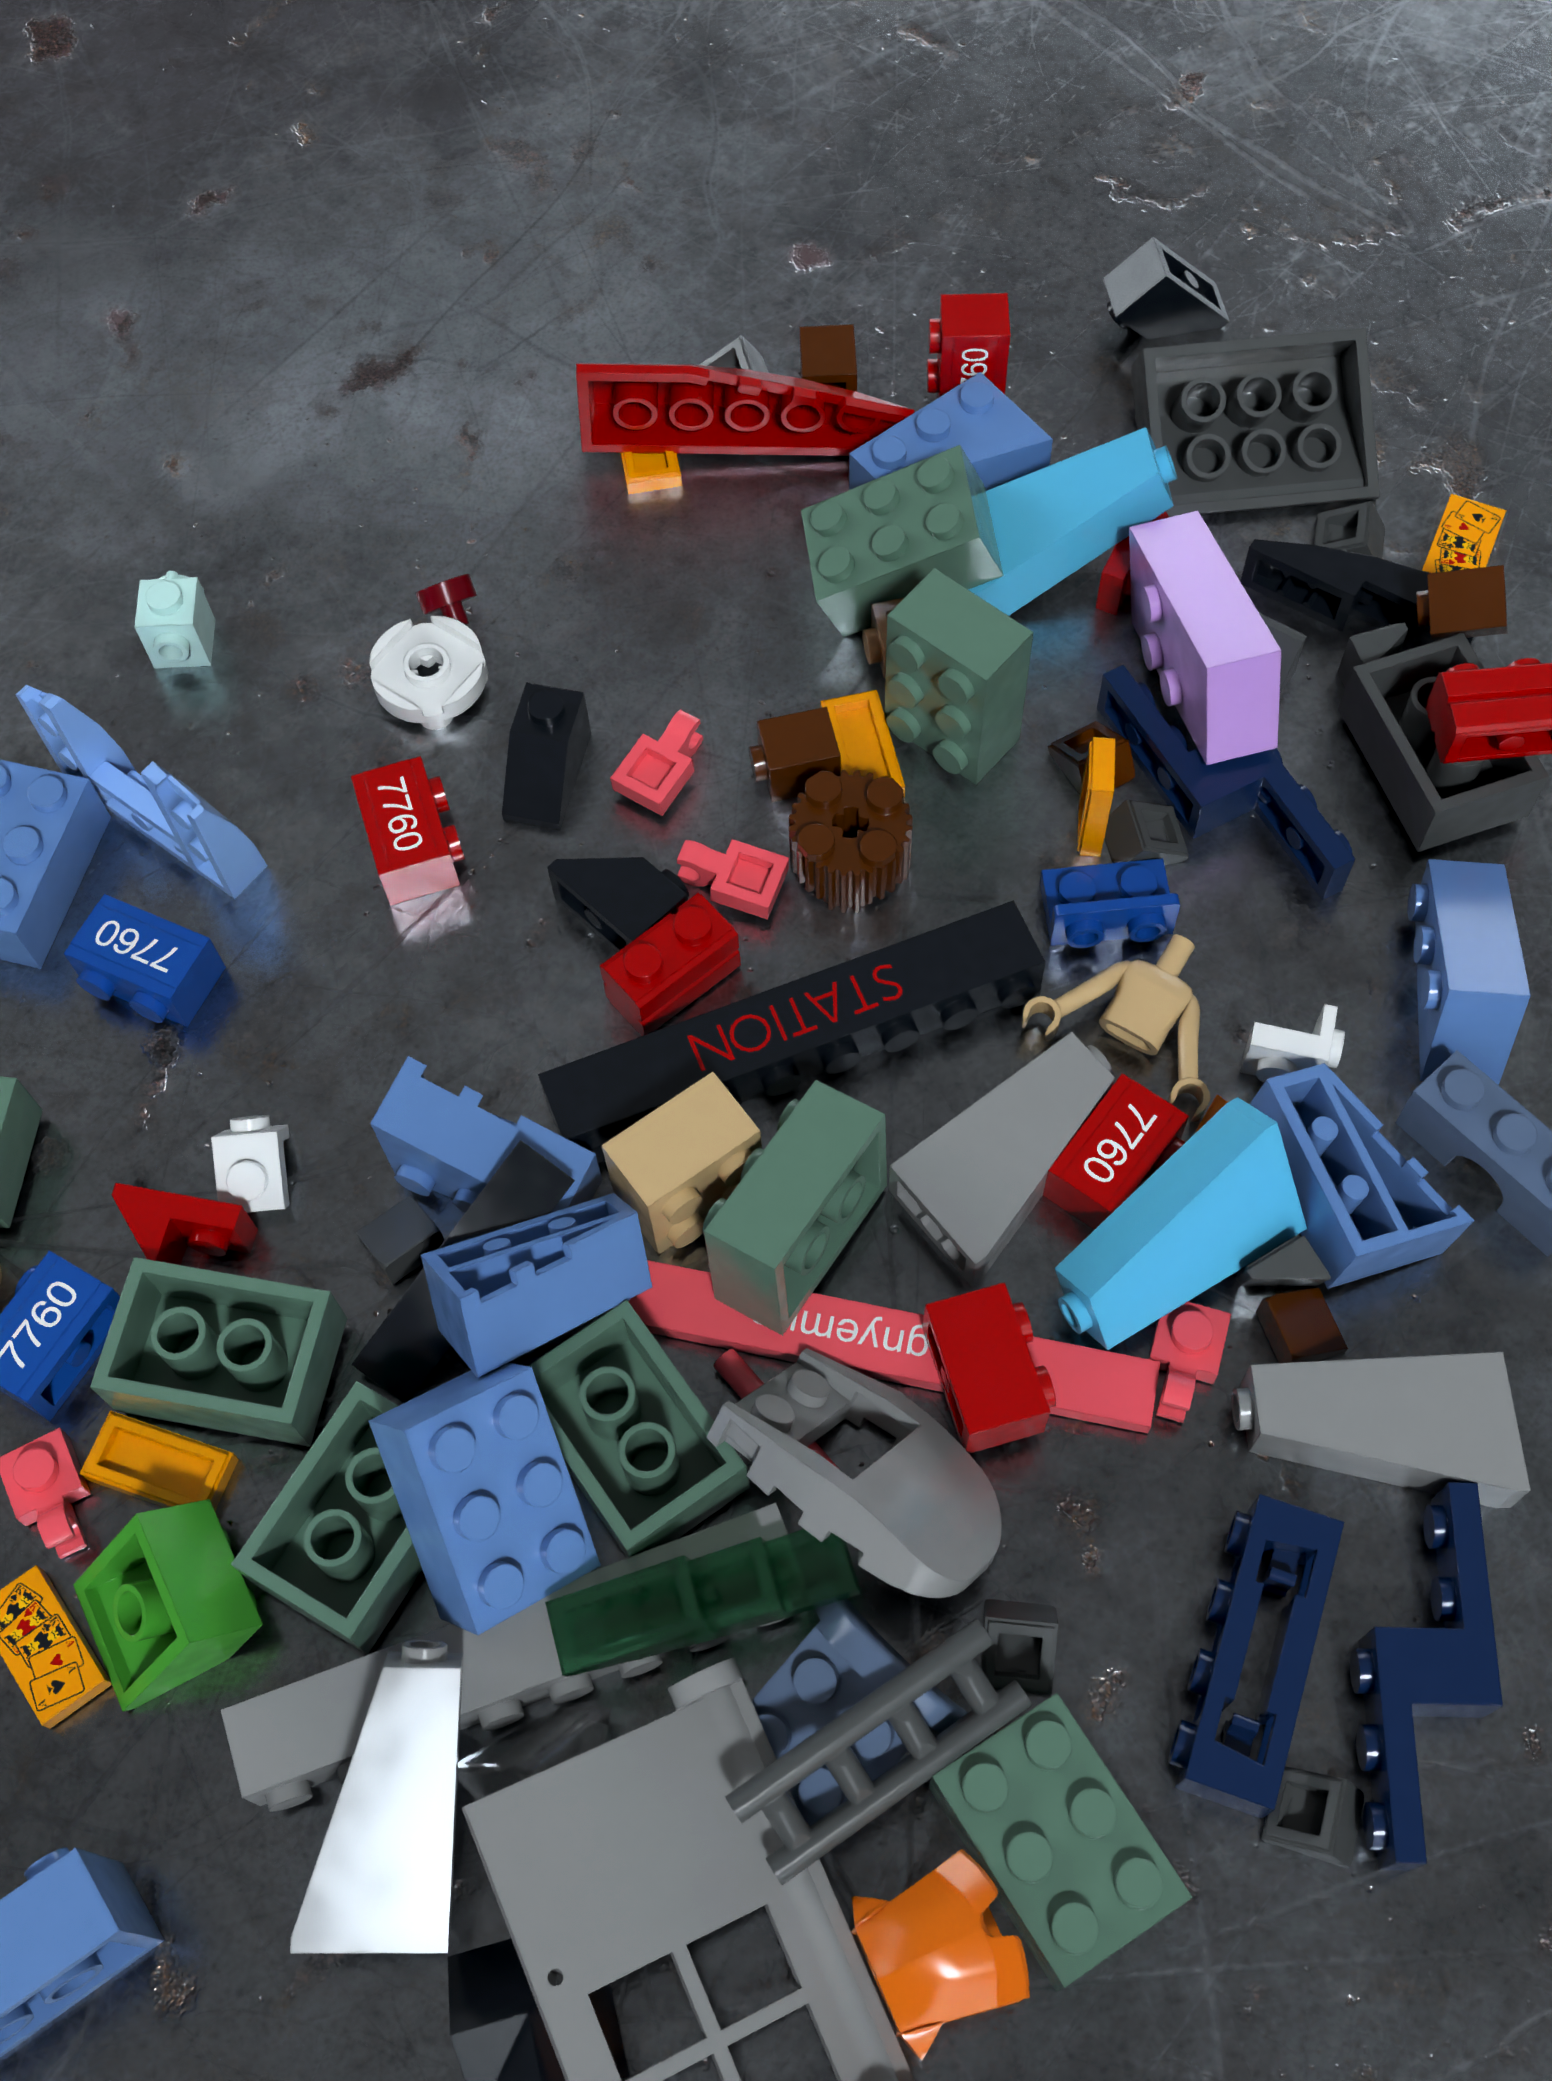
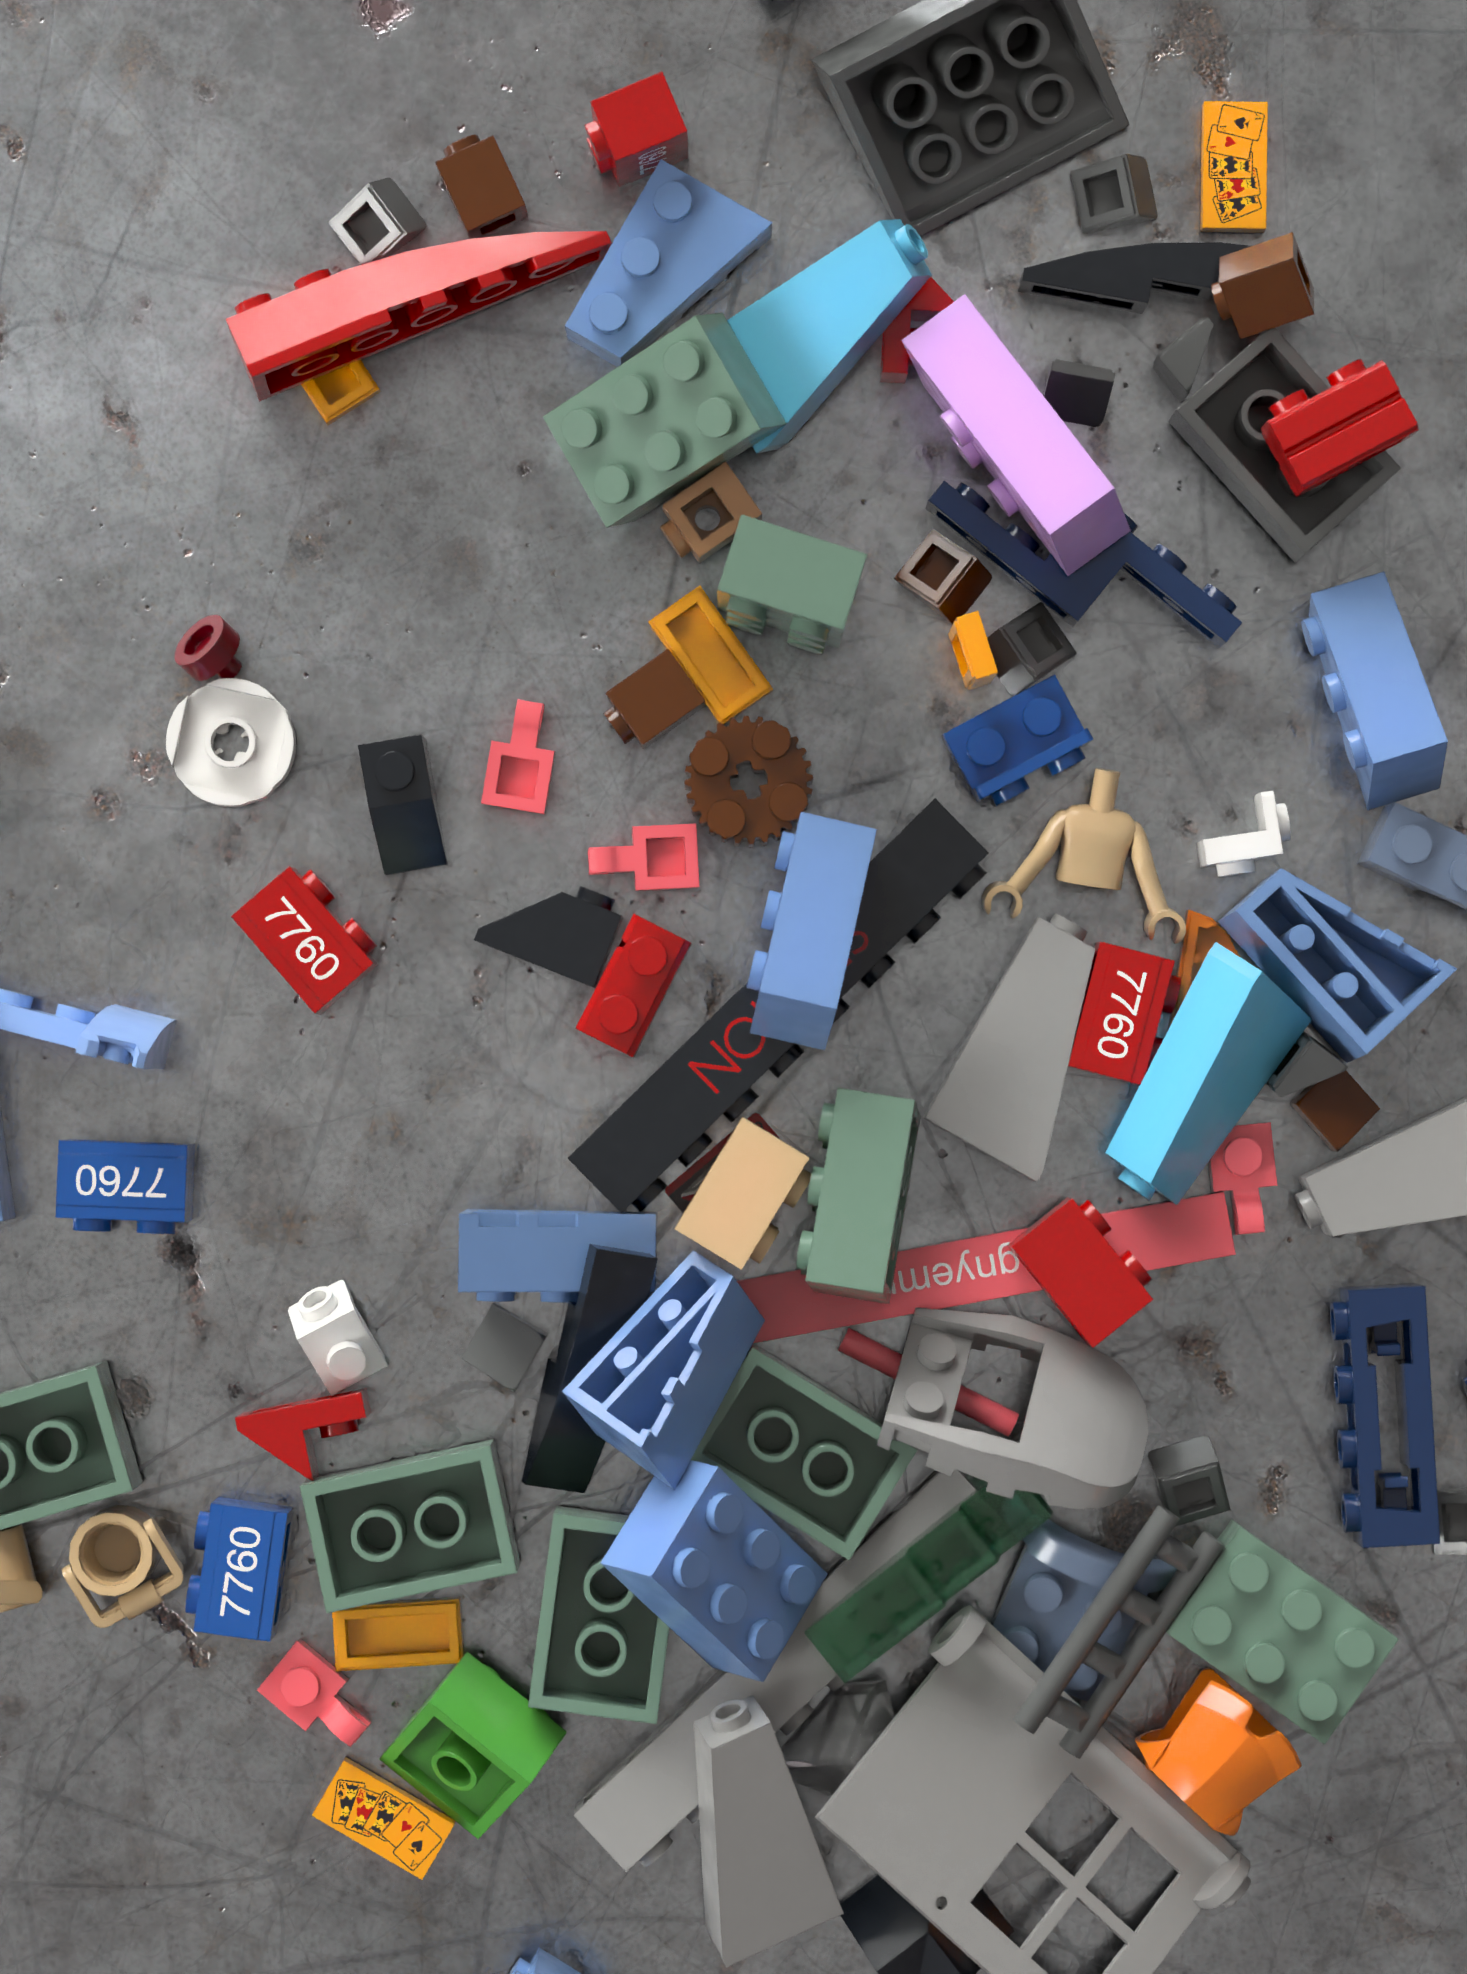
camera: 30 degrees left, 25 degrees up
(845, 947) = (811, 929): none -> medium blue wedge

